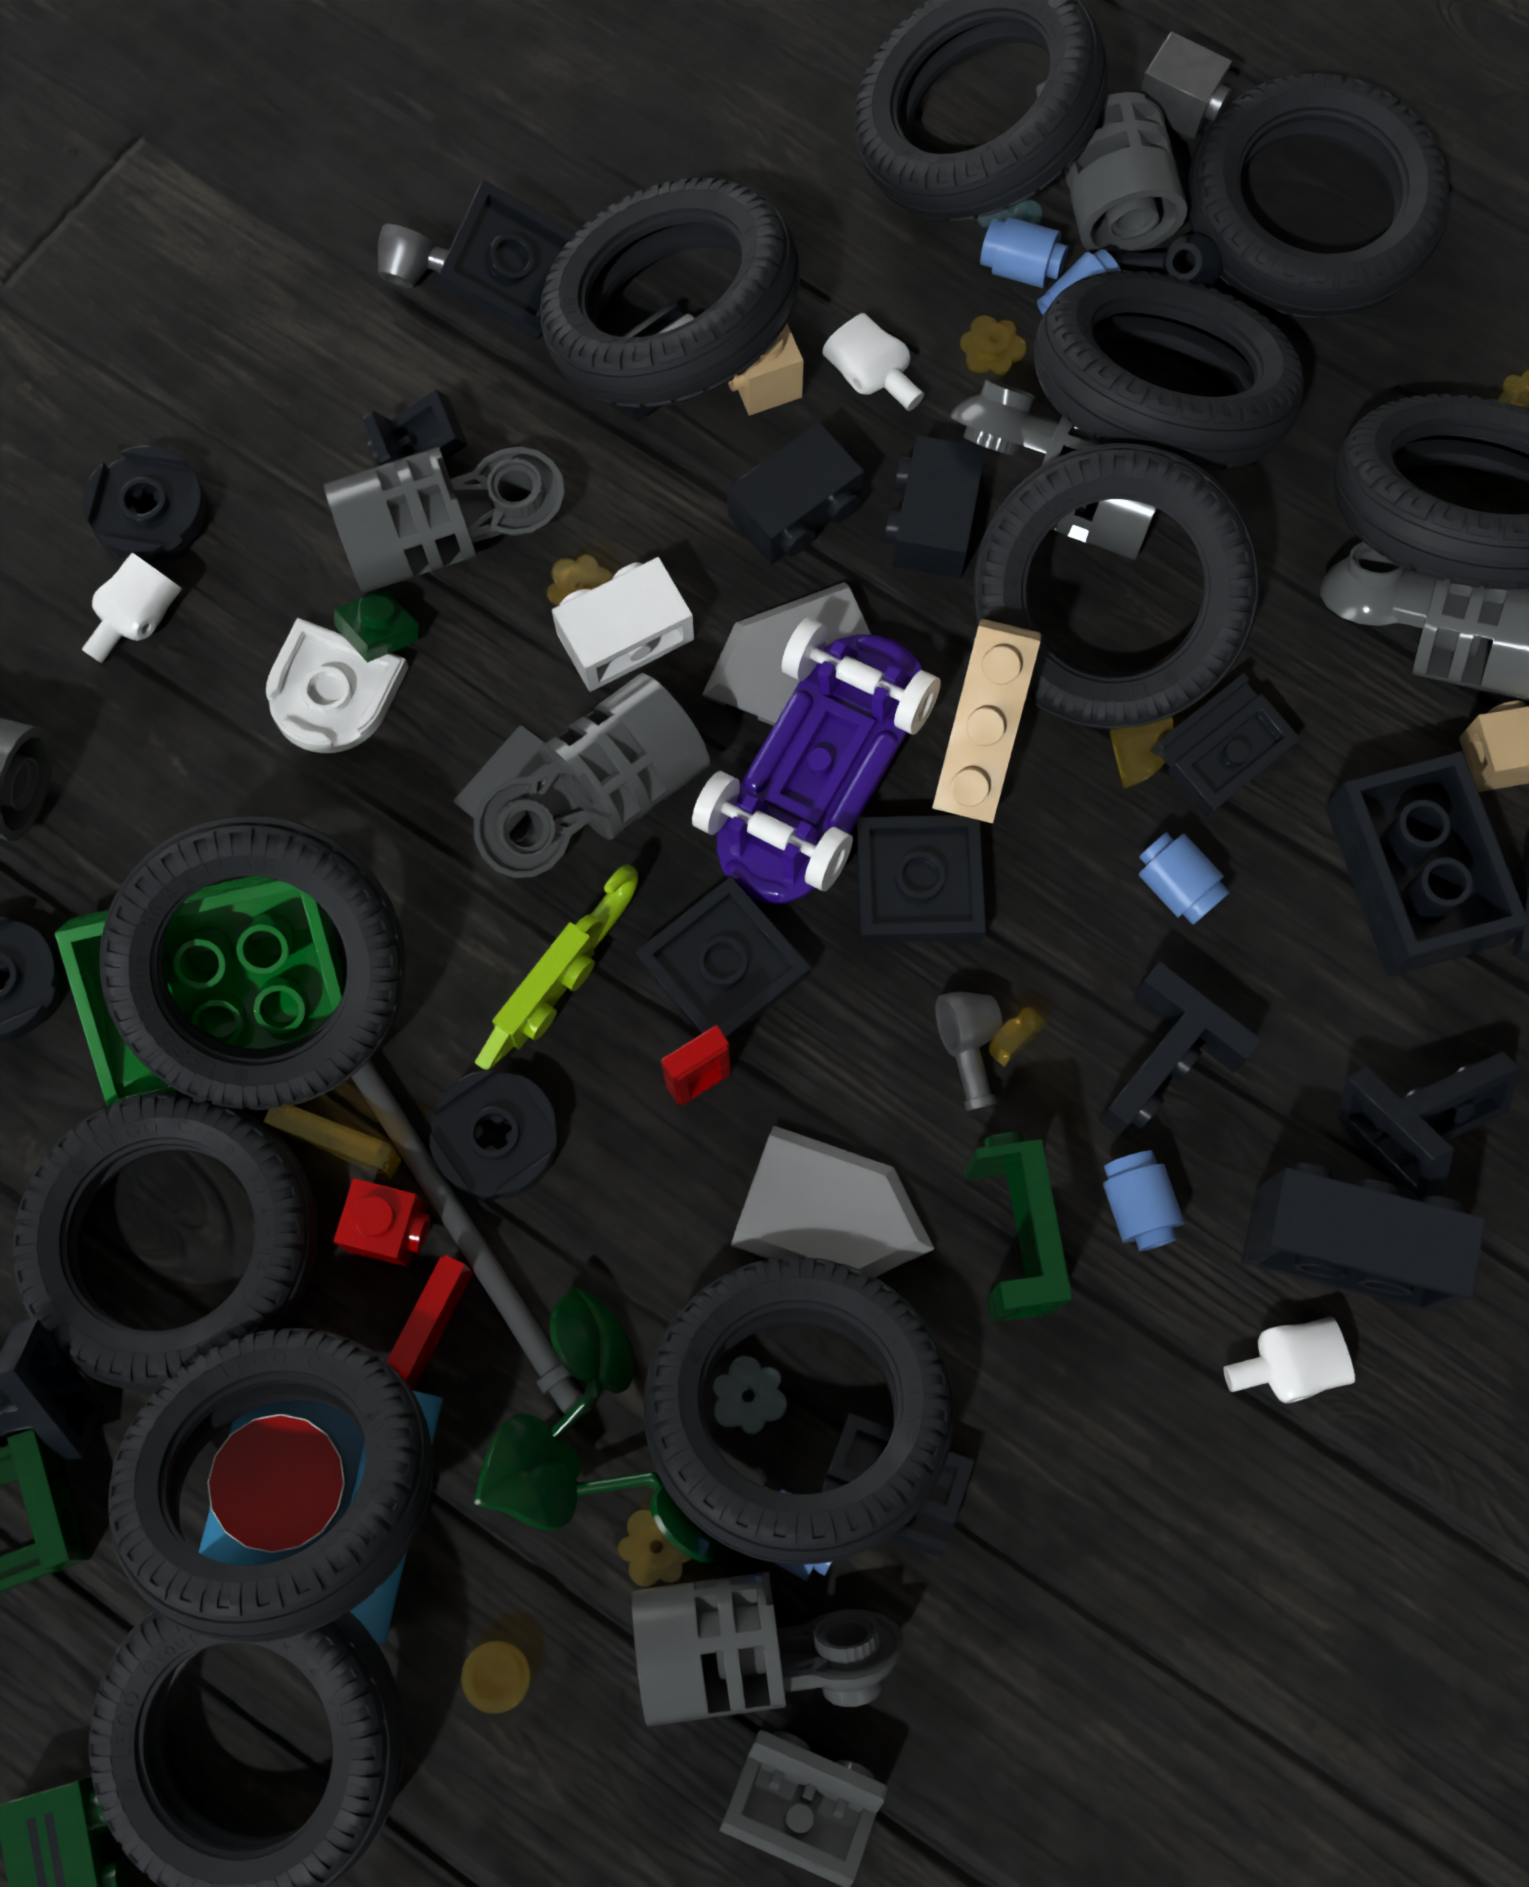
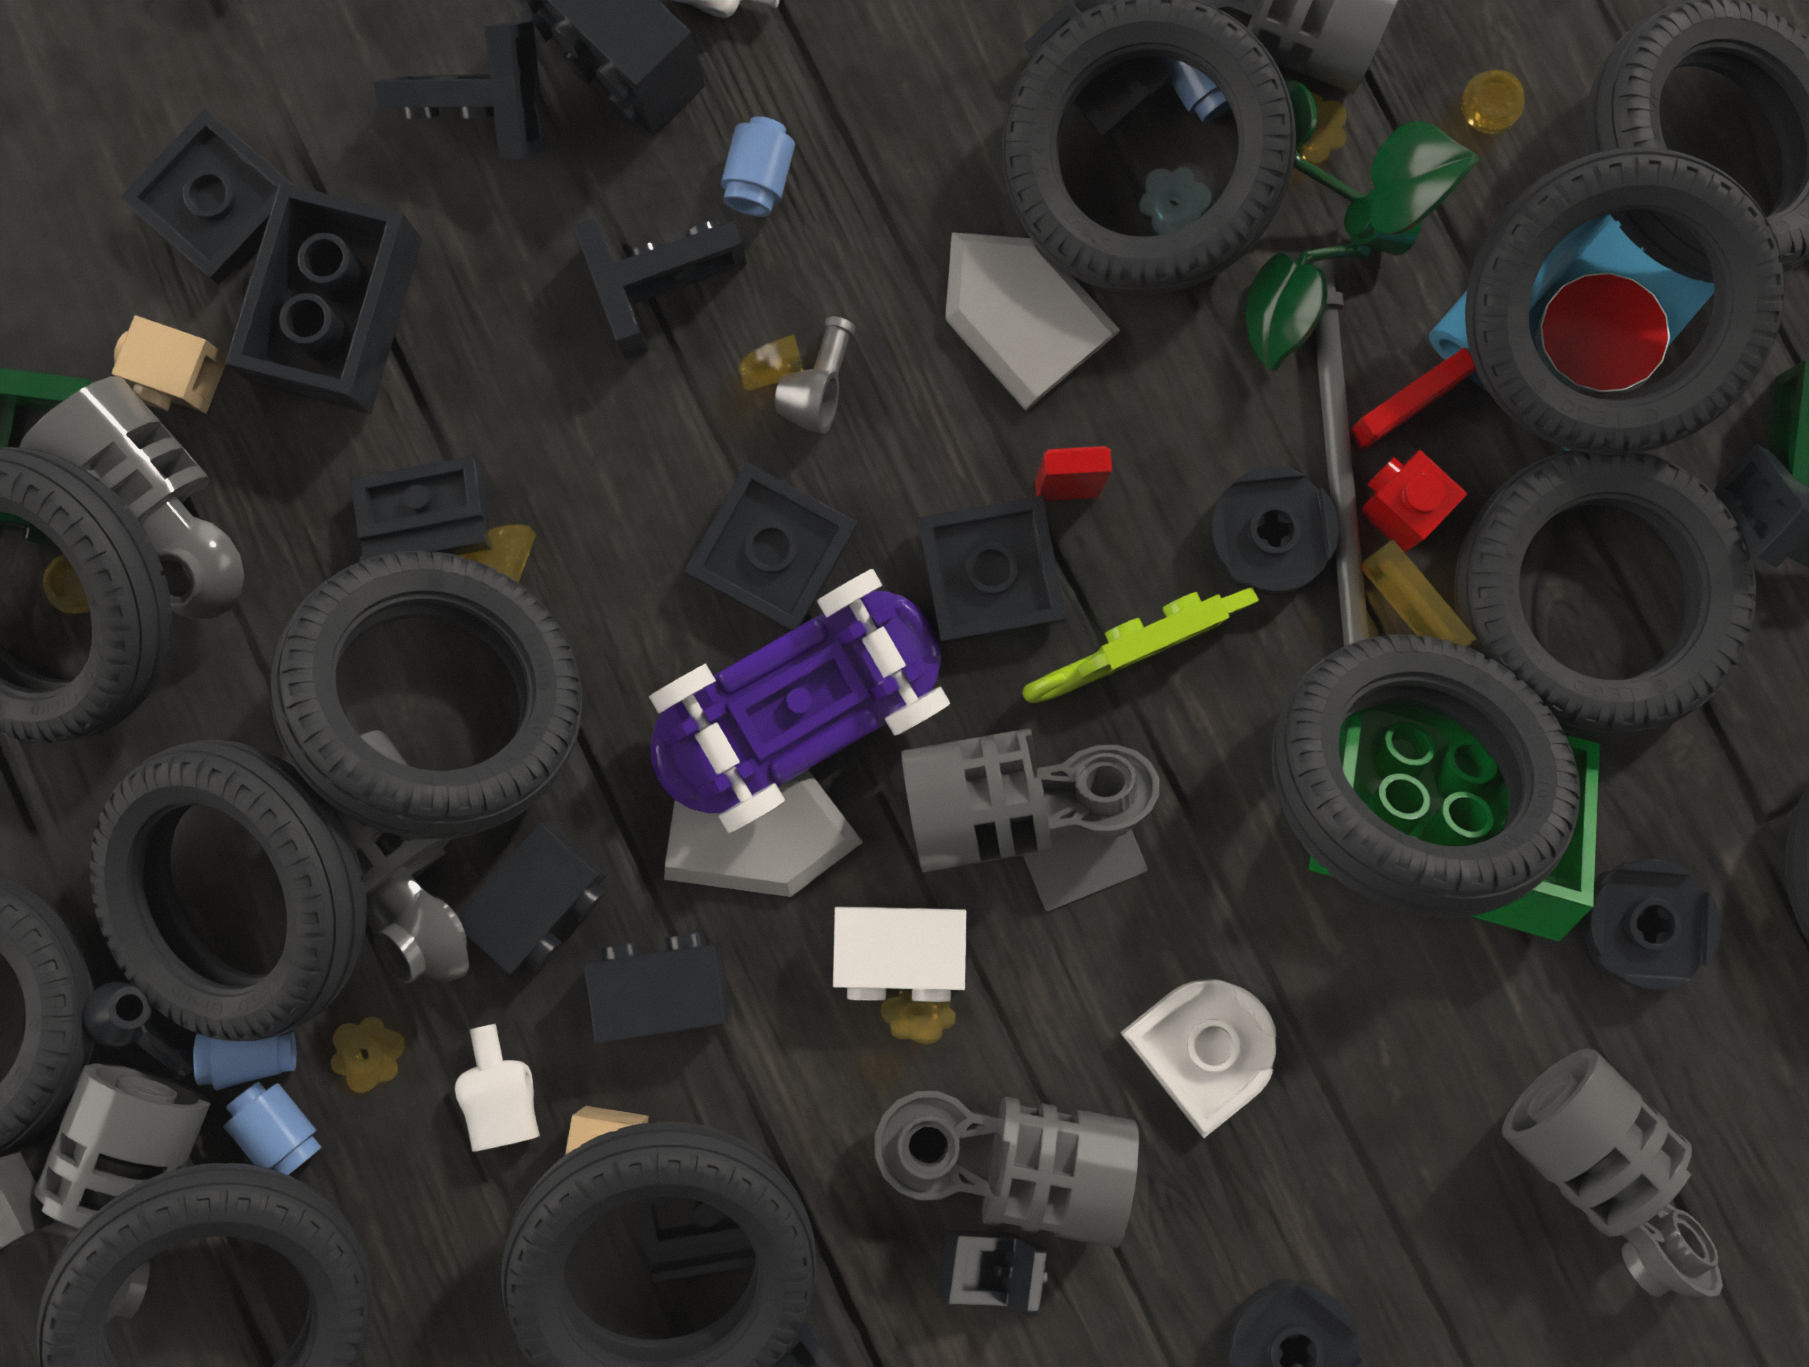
camera: 150 degrees left, 10 degrees up
(129, 605) = (1358, 1244): white piece -> none
(376, 625) = (1134, 1083): dark green plate -> none
(987, 720) = (626, 639): tan brick -> none
(1036, 1225) = (898, 130): dark green panel -> none
(1182, 877) = (540, 416): medium blue brick -> none

